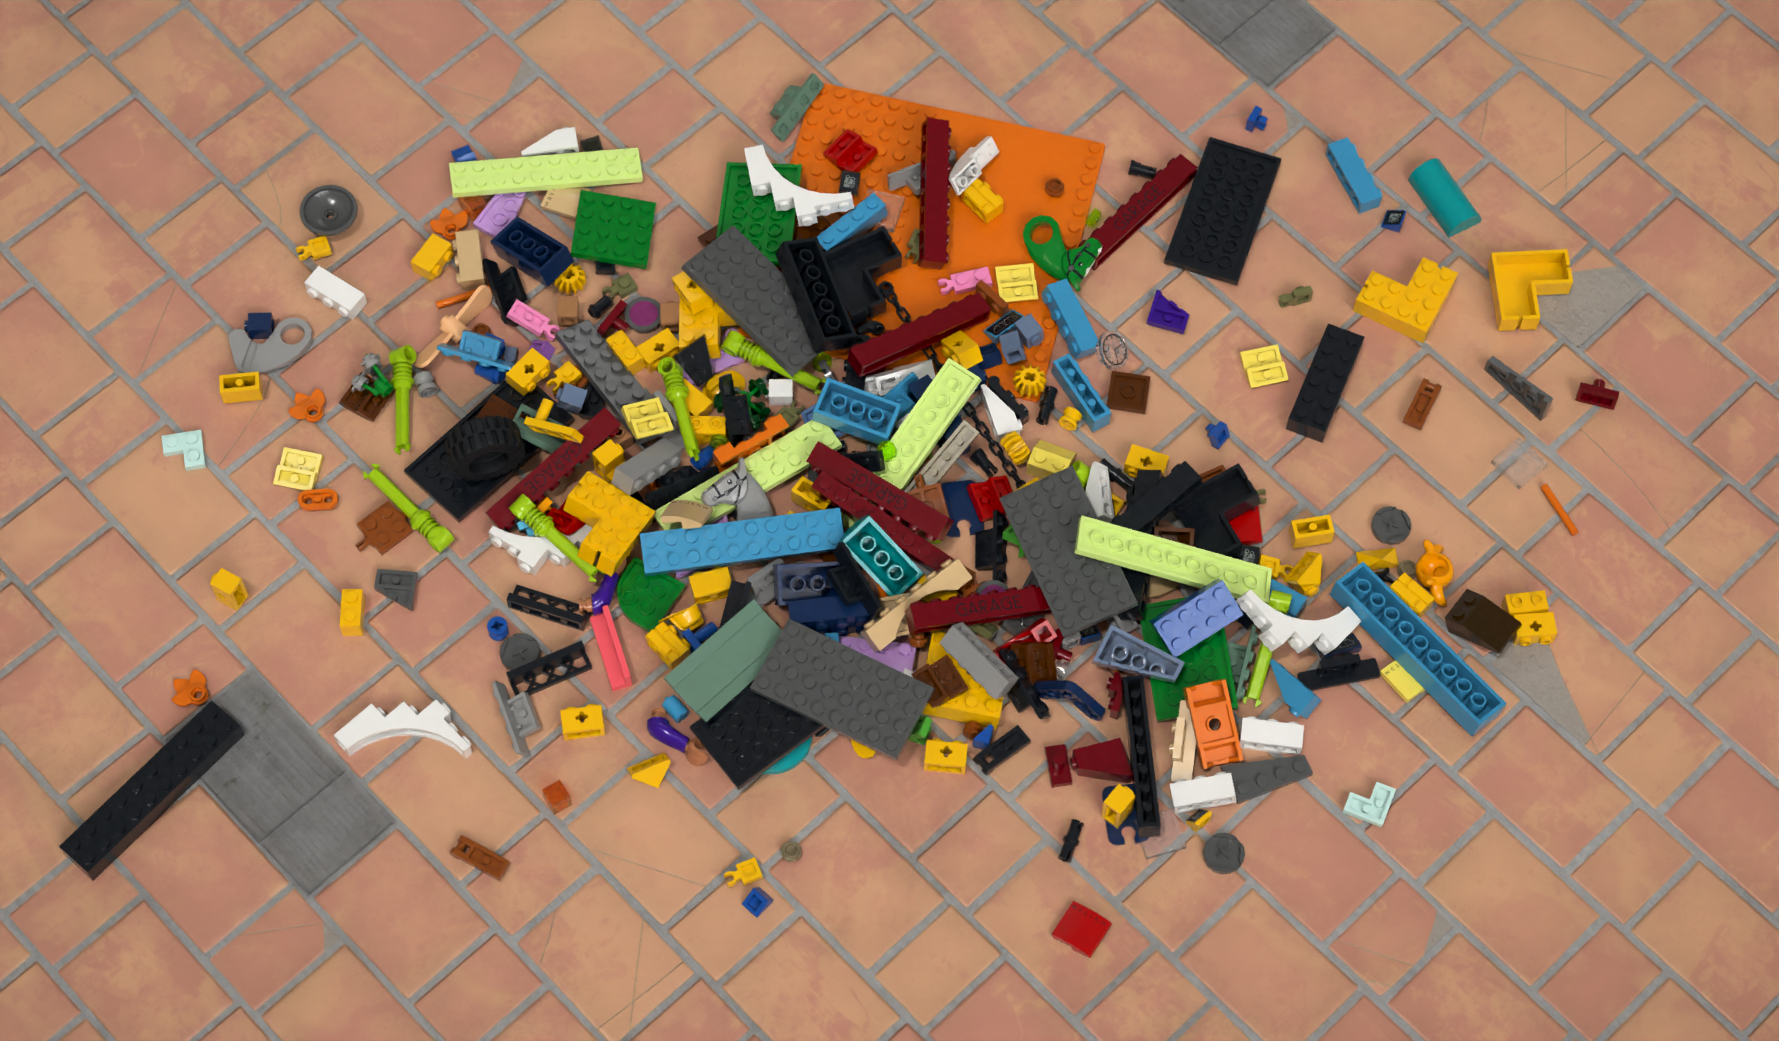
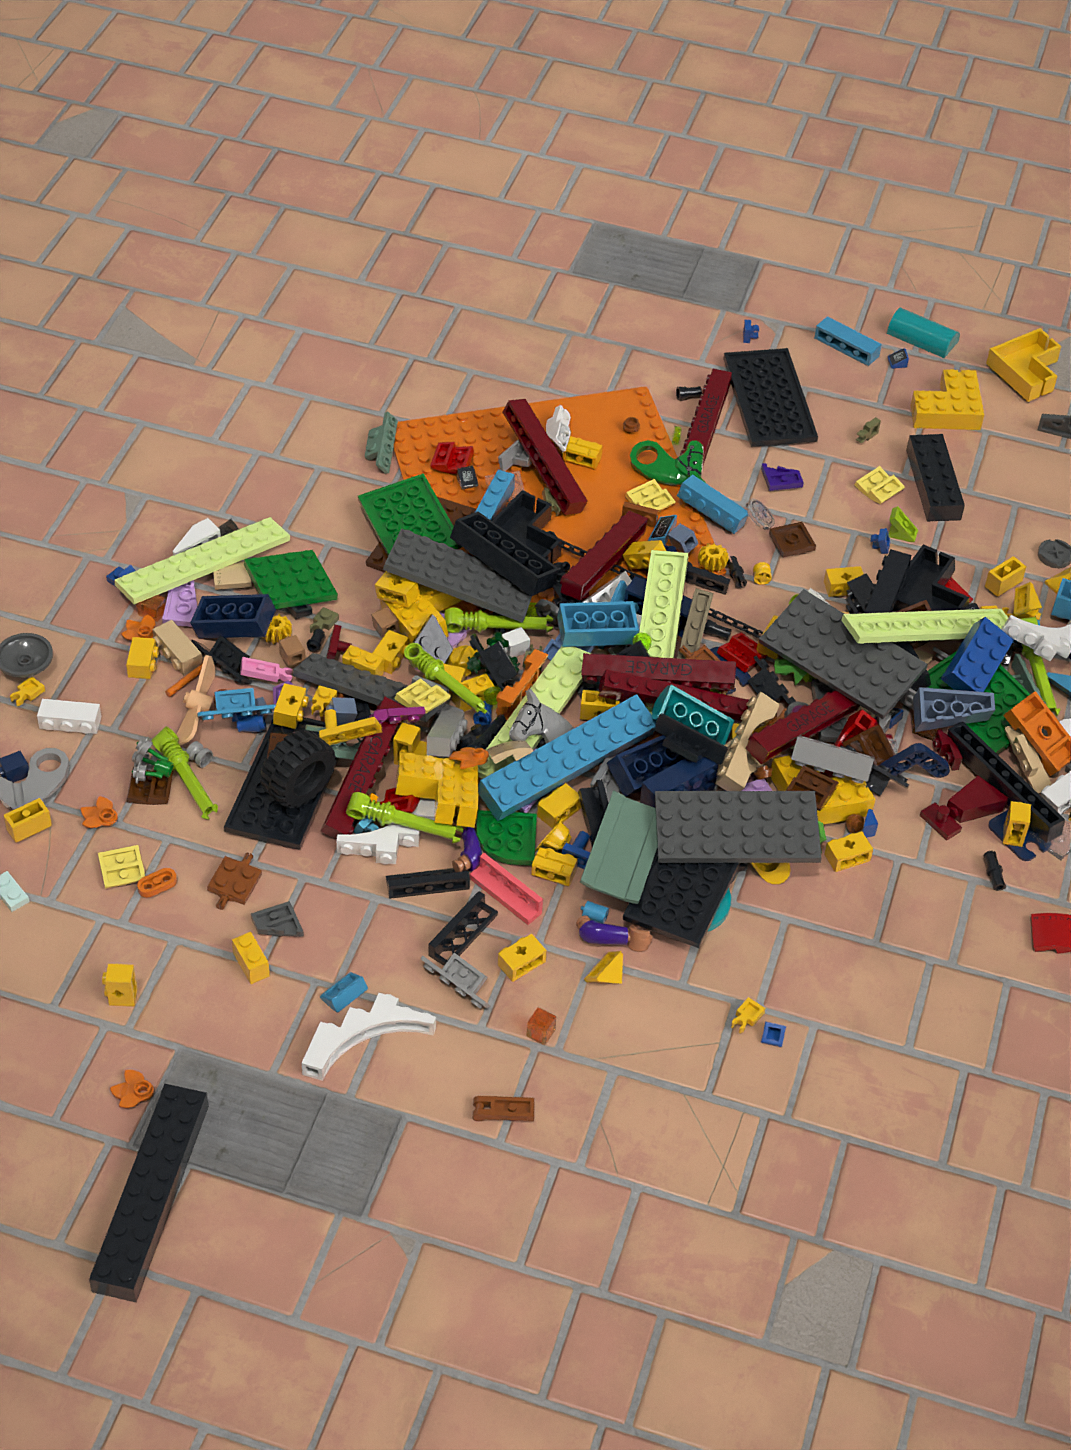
camera: 30 degrees left, 15 degrees down
(415, 681) = (344, 991): none -> dark azure slope
(420, 520) = (290, 866): lime piece -> none
(499, 633) = (390, 919): blue wheel -> none
(519, 651) = (423, 927): dark grey tile -> none
(602, 432) = (395, 715): none -> magenta hinge
(643, 315) = (358, 632): tile -> none
(646, 504) = (470, 757): none -> orange plate
(787, 195) = (428, 495): white arch -> none
(791, 851) = (774, 980): dark tan plate -> none
(965, 281) = (607, 512): bright pink plate -> none
(999, 414) = (721, 596): white slope -> none
(1002, 749) = (888, 827): black plate -> none
(1015, 447) = (737, 607): yellow gear -> none
(1029, 331) = (689, 520): sand blue brick -> none
(1048, 459) = (764, 608): light yellow slope -> none
(1081, 392) = (758, 549): dark azure brick -> none
(1116, 475) = (833, 599): black pin -> none
(1249, 426) = (901, 526): none -> lime slope
(1421, 404) = (1014, 466): dark orange plate -> none

